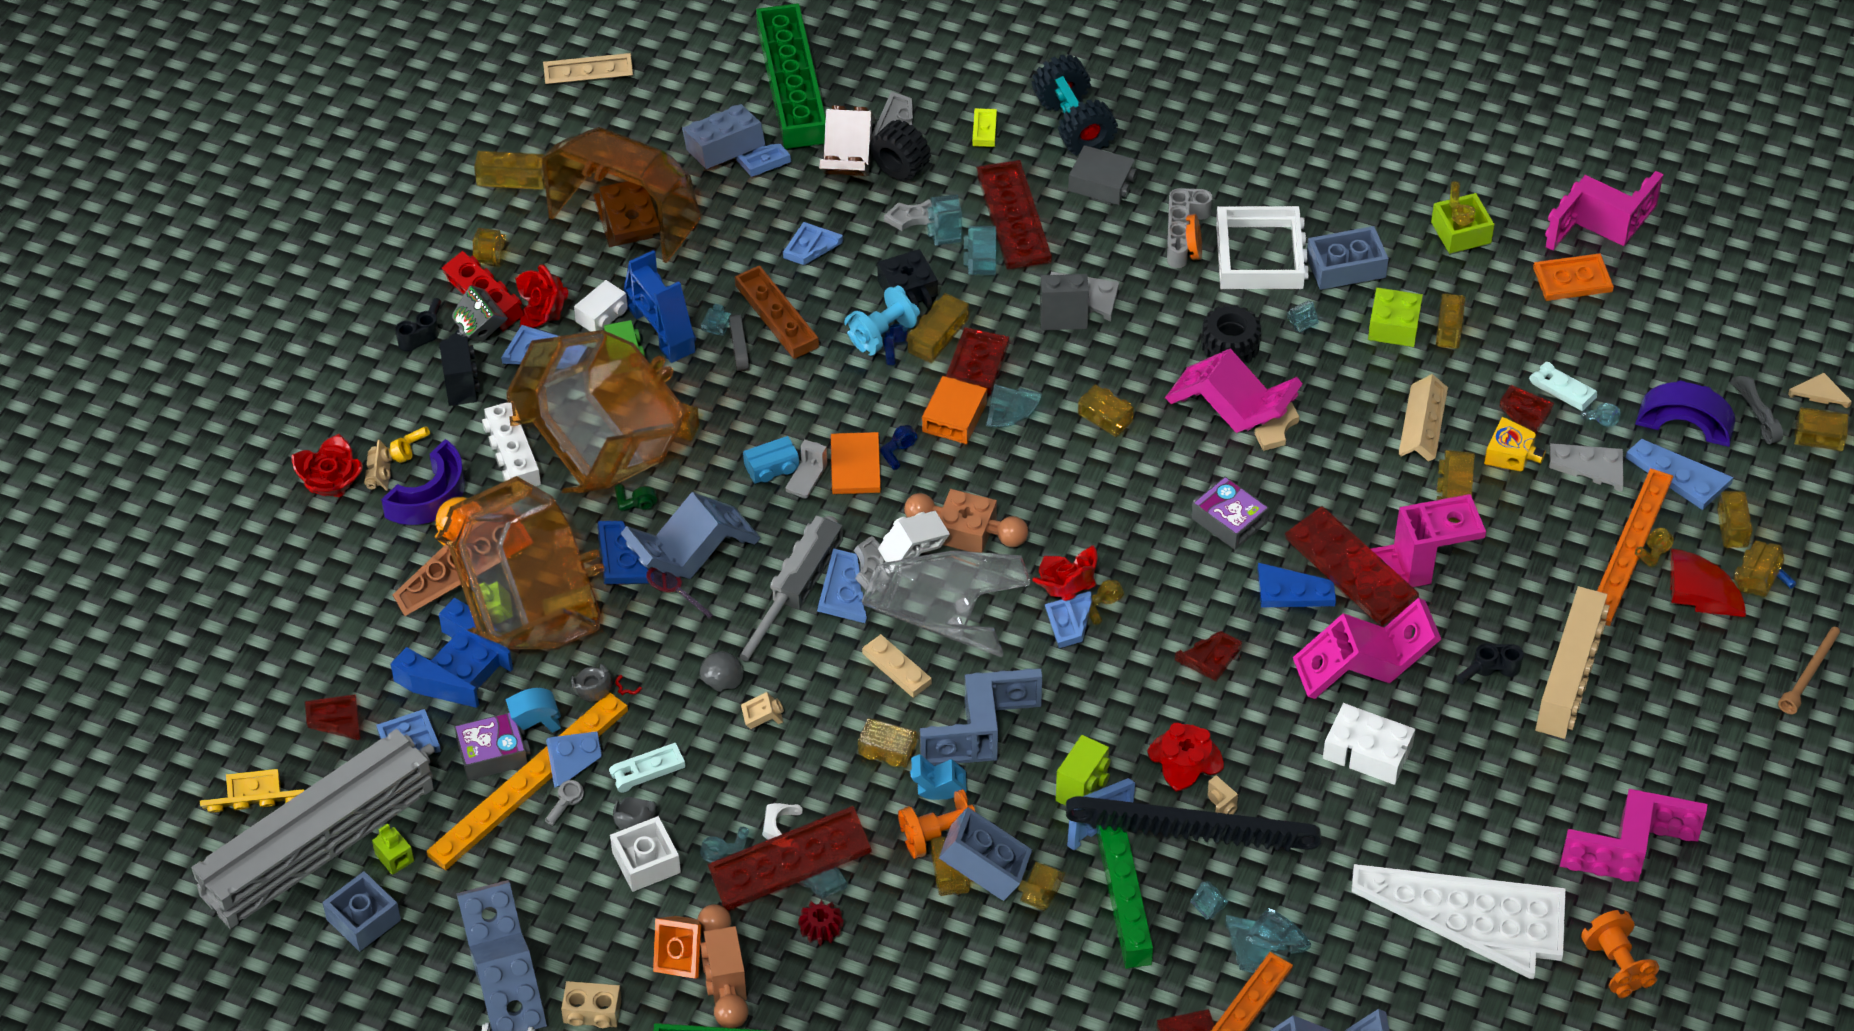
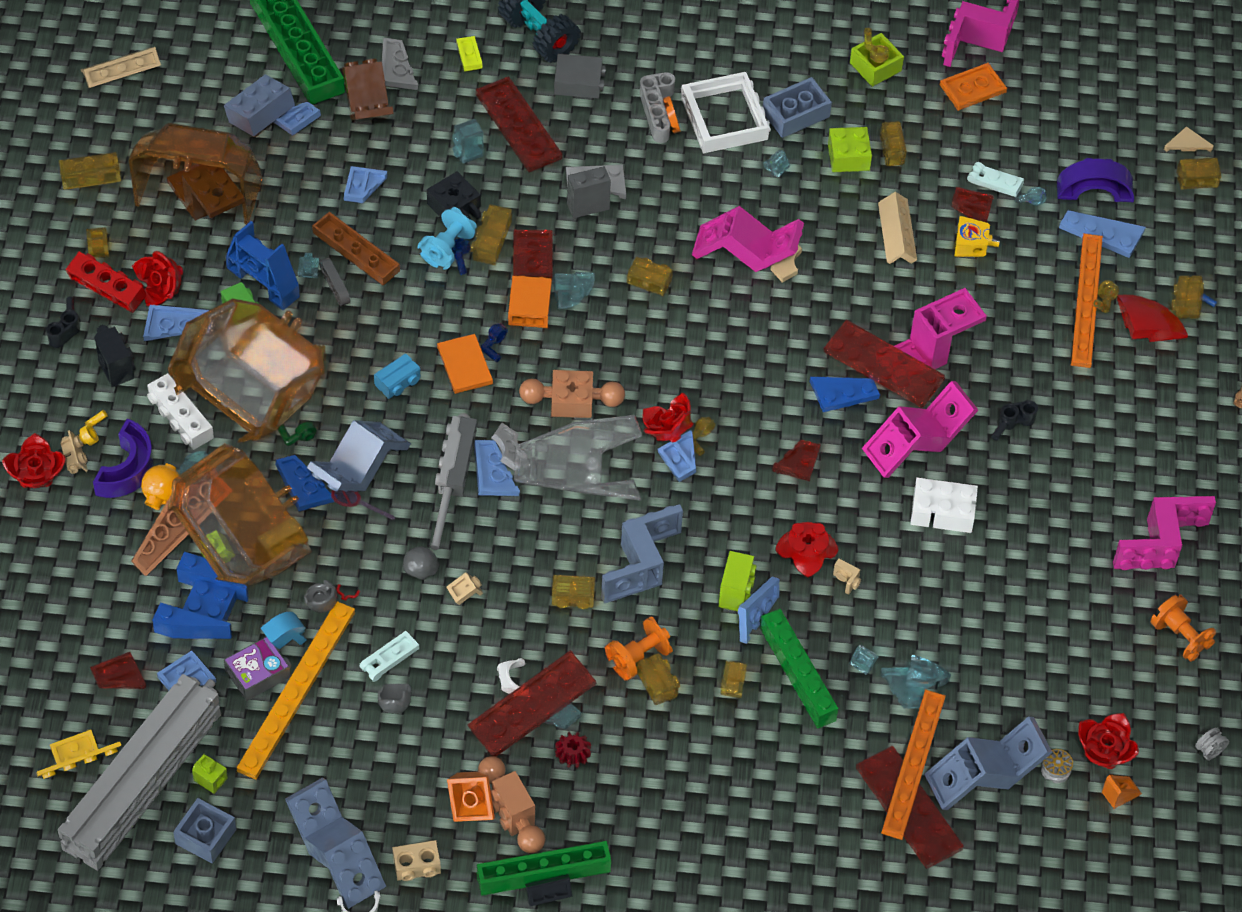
camera: 20 degrees left, 5 degrees up
(477, 314) = (112, 305): dark grey torso -> none
(569, 793) = (335, 693): light grey plate -> none
(572, 754) = (326, 661): medium blue wing -> none
(601, 307) = (211, 275): white brick -> none
(645, 853) = (416, 728): white brick -> none
(715, 848) = (468, 710): clear light blue plate -> none
(810, 469) = (430, 378): light grey bracket -> none
(897, 666) = (557, 525): tan plate -> none
(900, 150) = (411, 88): black tyre -> none
(904, 216) = (431, 143): light grey tile -> none
(913, 536) = (537, 417): white brick -> none
(939, 780) = (626, 612): dark azure brick -> none
(981, 250) = (504, 161): clear light blue brick -> none
(985, 854) = (686, 664): sand blue brick -> none
(1193, 823) = (835, 602): black gear -> none
(1229, 512) = (774, 340): brick -> none
(1235, 322) = (727, 180): black tyre -> none
(1456, 475) = (939, 275): clear yellow brick -> none
(1490, 917) = (1078, 621): white wing -> none
(1573, 663) = (1076, 405): tan brick -> none
(1592, 462) = (1036, 237): light grey wing -> none
(1734, 519) = (1158, 261): clear yellow brick -> none
(1770, 427) = (1160, 180): dark grey piece -> none

